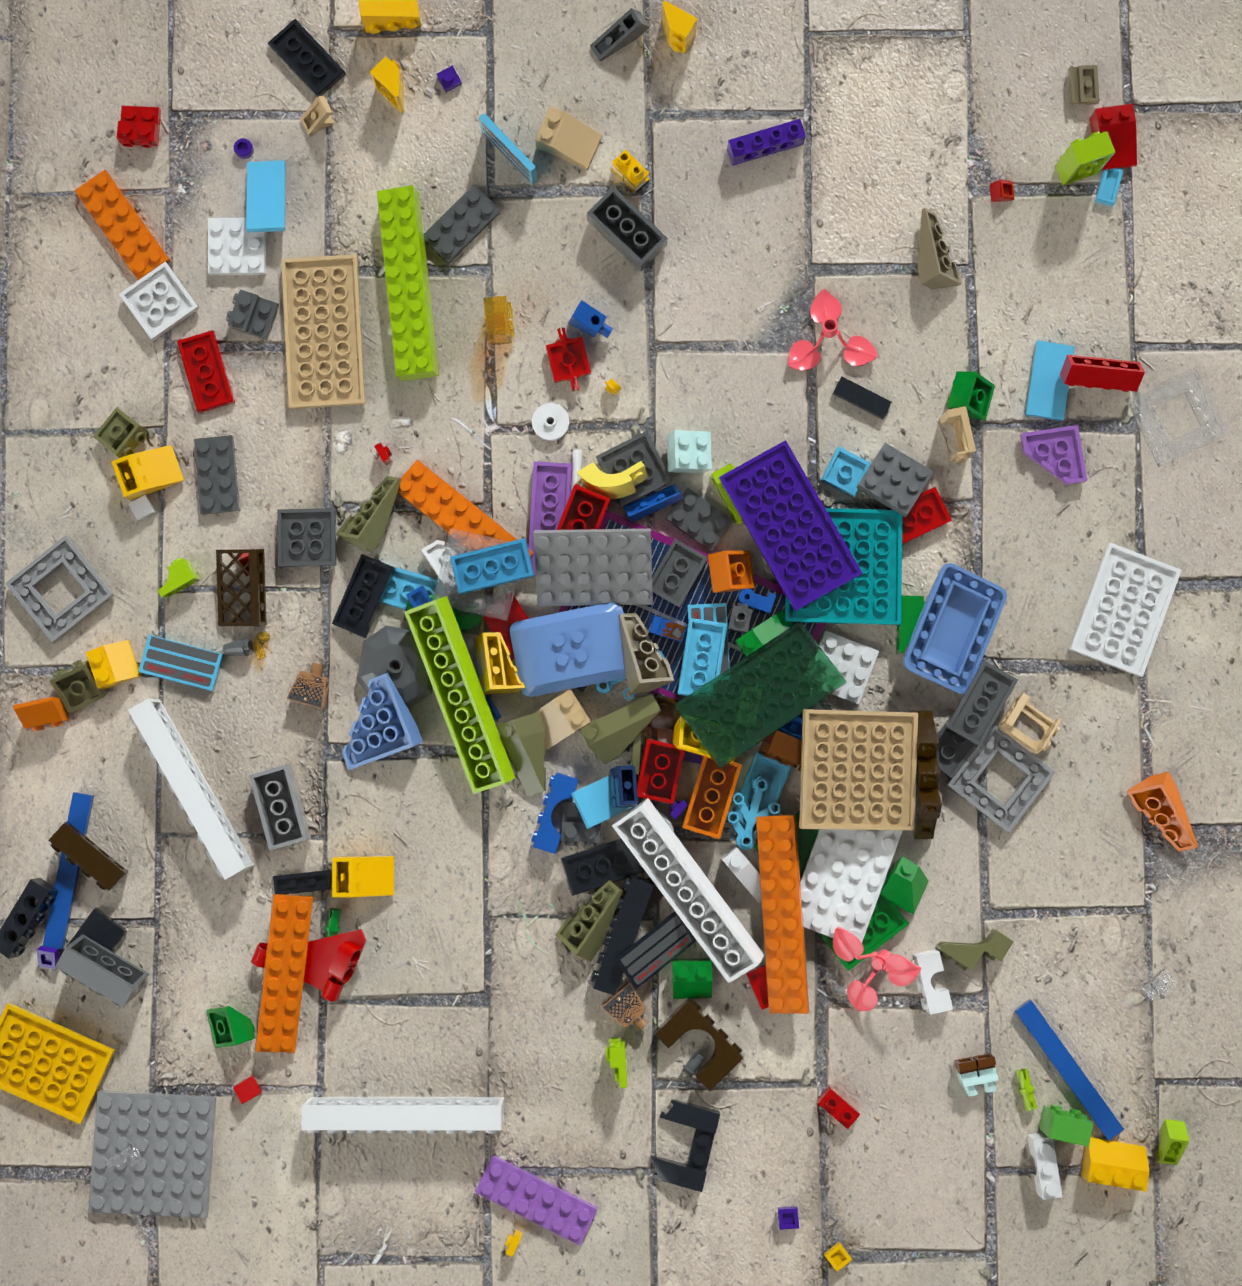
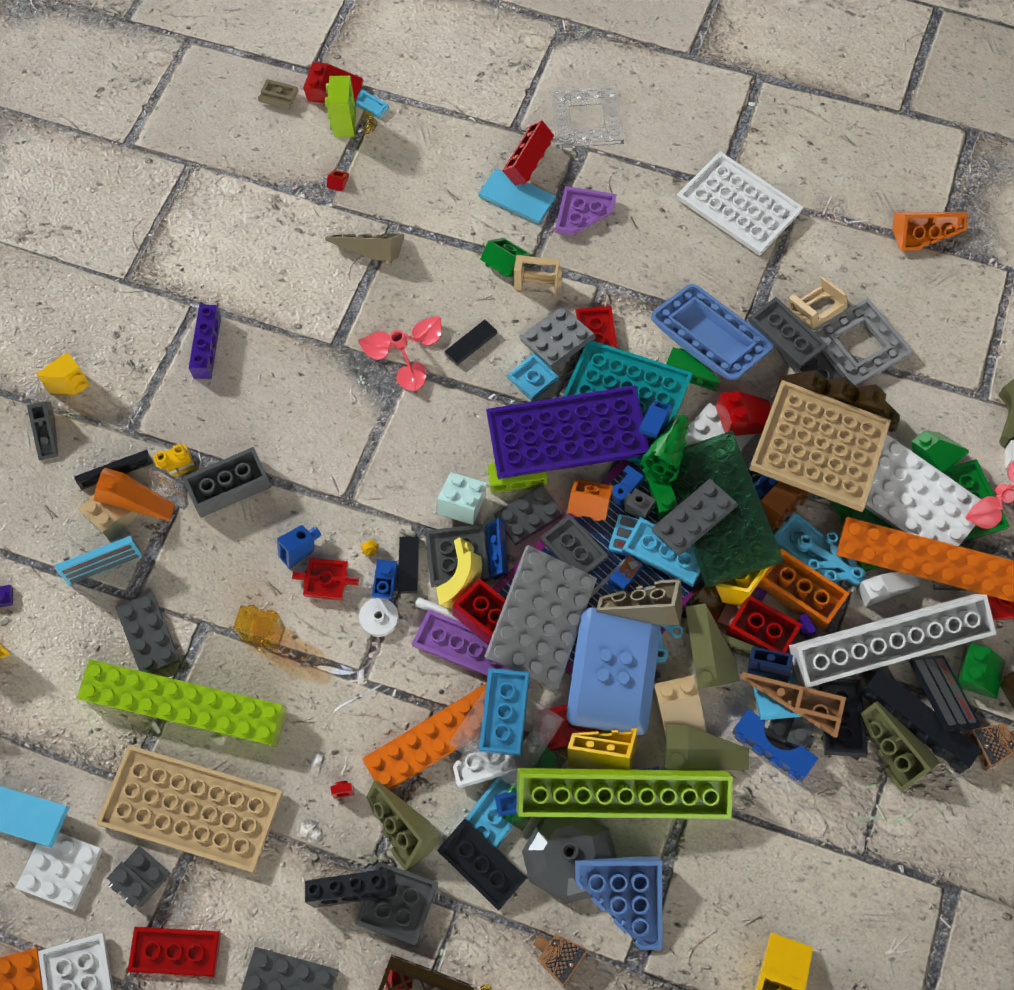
camera: 65 degrees left, 20 degrees down
(301, 494) = (350, 888): none -> black brick
(582, 143) = (126, 493): none -> orange wedge
(583, 414) = (385, 579): none -> blue slope
(598, 836) = (816, 706): none -> medium nougat wedge
(601, 184) = (169, 487): none -> clear plate
(603, 119) = (123, 465): none -> black tile
(610, 428) = (408, 565): none -> black tile
(740, 673) = (694, 517): none -> dark grey plate
(799, 626) = (666, 453): none -> green cone
(828, 605) = (655, 419): none -> blue slope
(875, 687) = (742, 412): none -> red slope
(1083, 196) = (371, 122): none -> clear yellow arm

